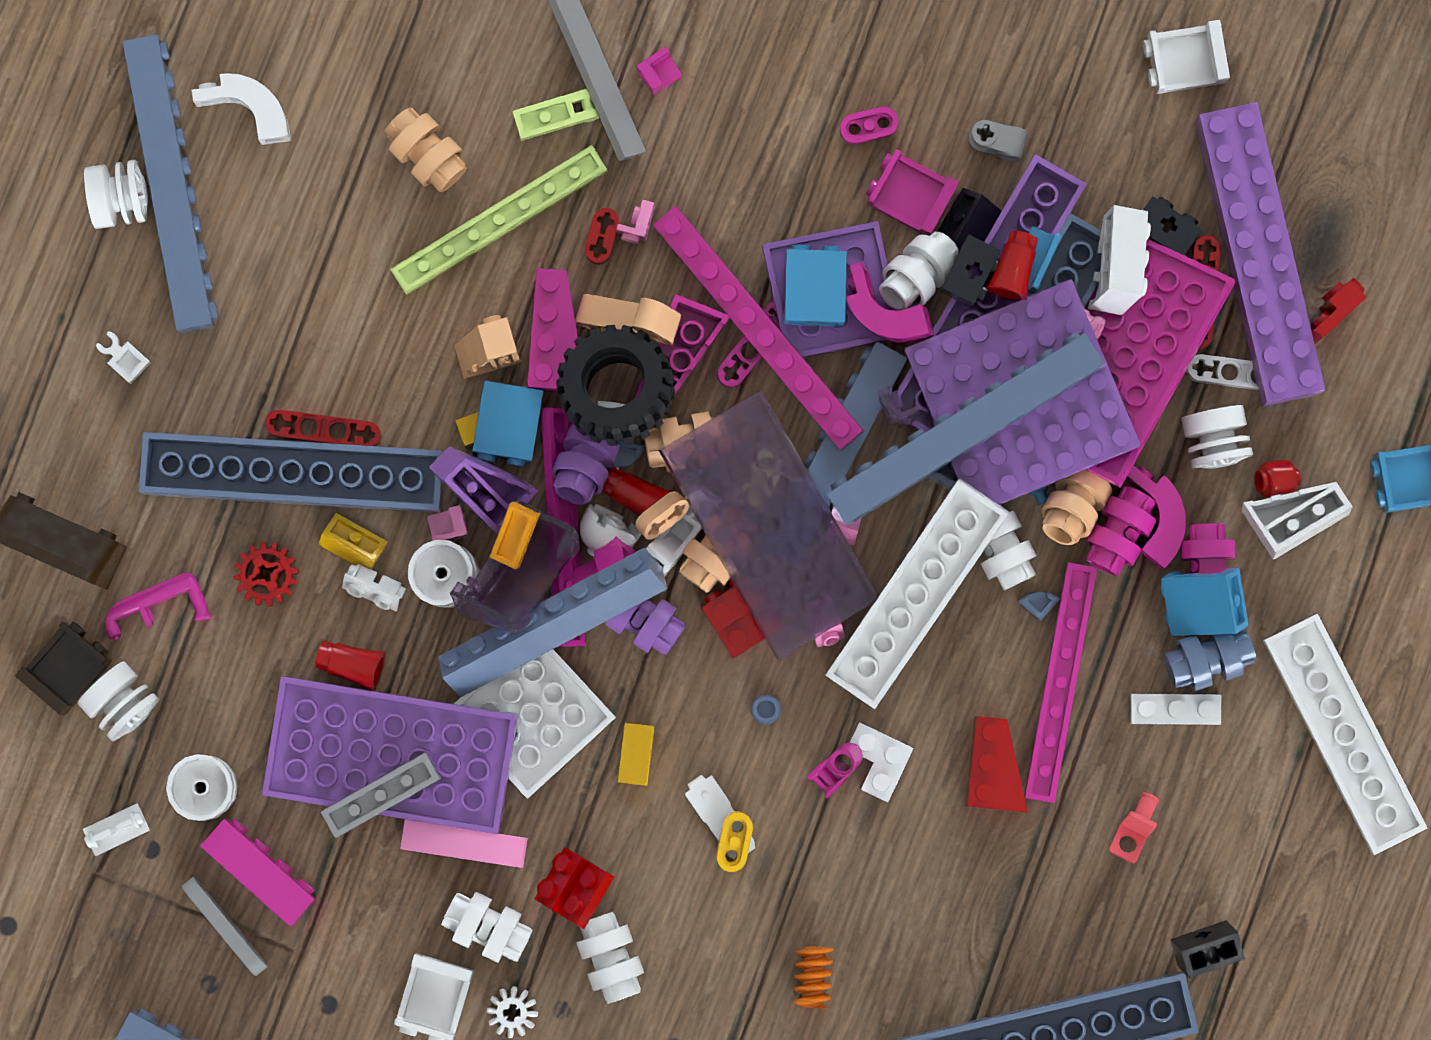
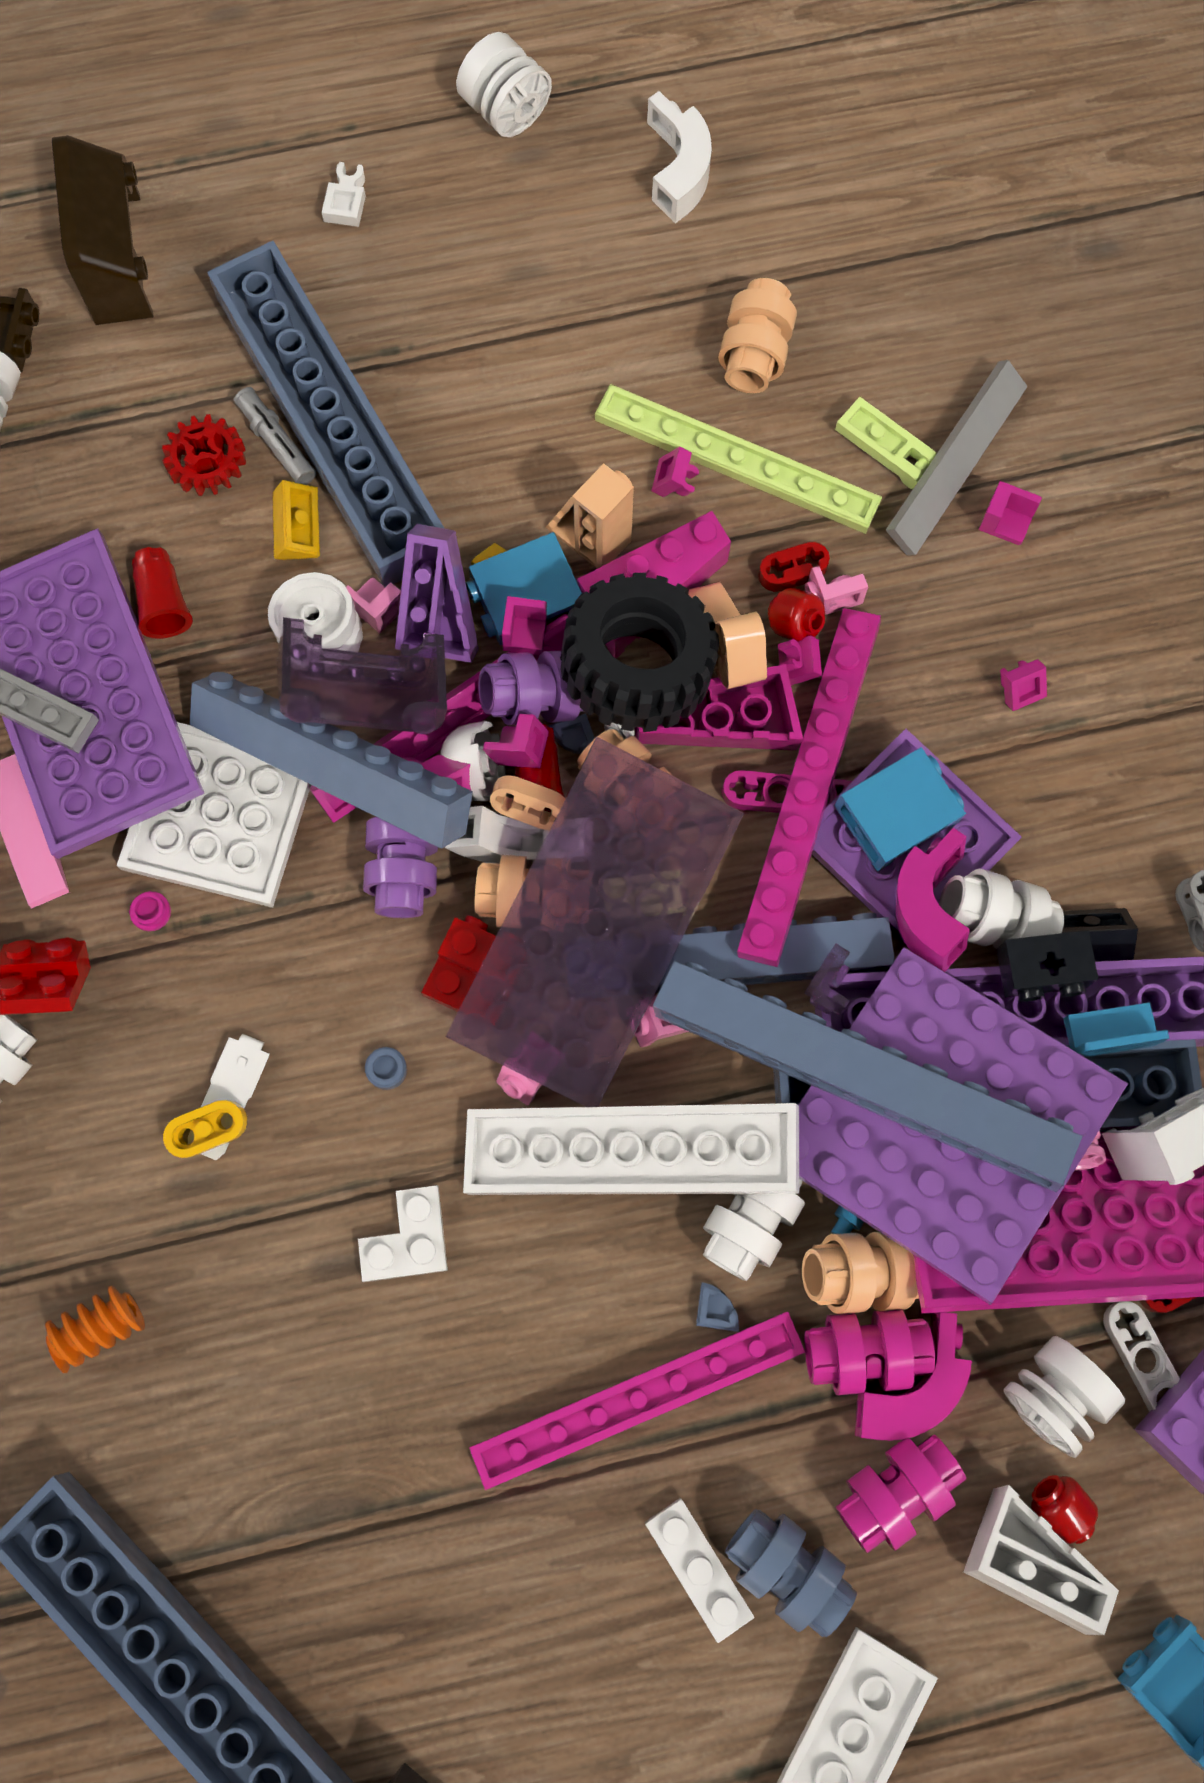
camera: 60 degrees right, 10 degrees down
(154, 595) = (112, 366): dark pink piece -> none
(169, 184) = (548, 136): sand blue brick -> none
(263, 518) = (266, 424): none -> light grey pin
(324, 425) = (398, 421): red beam -> none
(360, 583) = (256, 553): white hinge -> none
(484, 271) = (673, 471): none -> dark pink tile
(514, 535) = (399, 656): light orange tile -> none
(541, 443) = (524, 625): none -> dark pink panel
(568, 796) = (150, 911): none -> dark pink plate
(618, 496) = (520, 744): none -> dark pink panel
(636, 754) = (243, 956): yellow slope -> none
(640, 260) = (796, 614): none -> red head
(671, 277) = (801, 659): none -> dark pink tile
(780, 147) = (1024, 684): none -> dark pink tile
(833, 771) = (359, 1190): dark pink piece -> none
(868, 125) = (1117, 760): dark pink plate -> none
(910, 193) = (1078, 853): dark pink panel -> none
(993, 768) = (478, 1385): red wedge -> none
(1014, 267) = (1090, 1008): red plant -> none
(1136, 826) = (521, 1618): coral bracket -> none
(1204, 603) = (853, 1520): dark azure panel -> none

